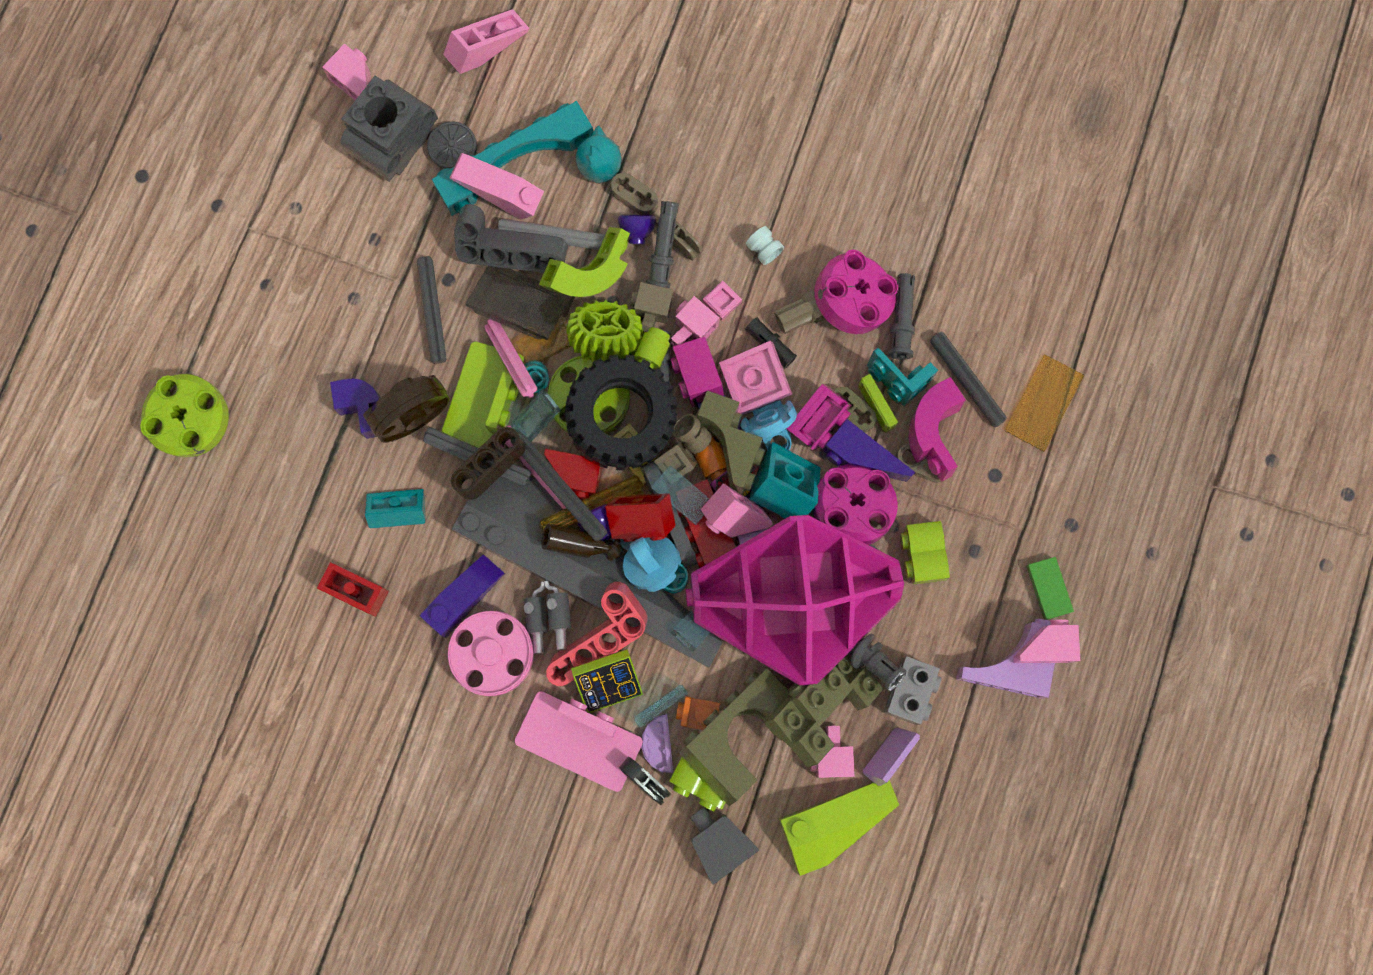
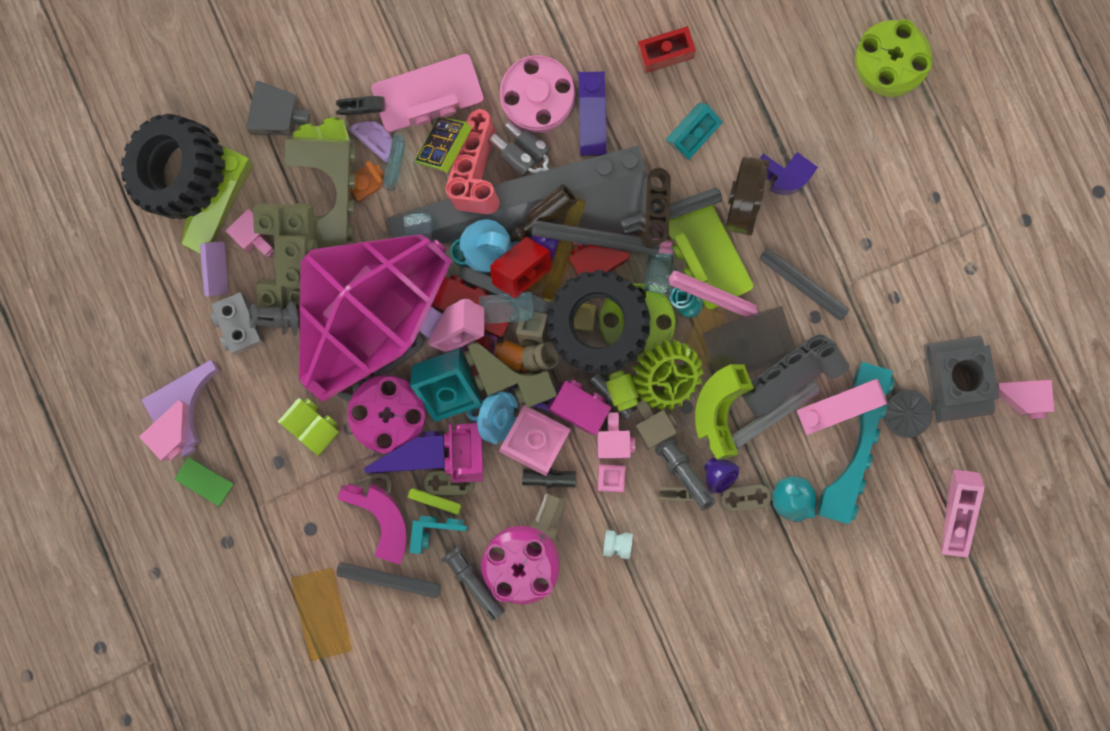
camera: 140 degrees right, 5 degrees up
(875, 895) = (147, 159): none -> black tyre

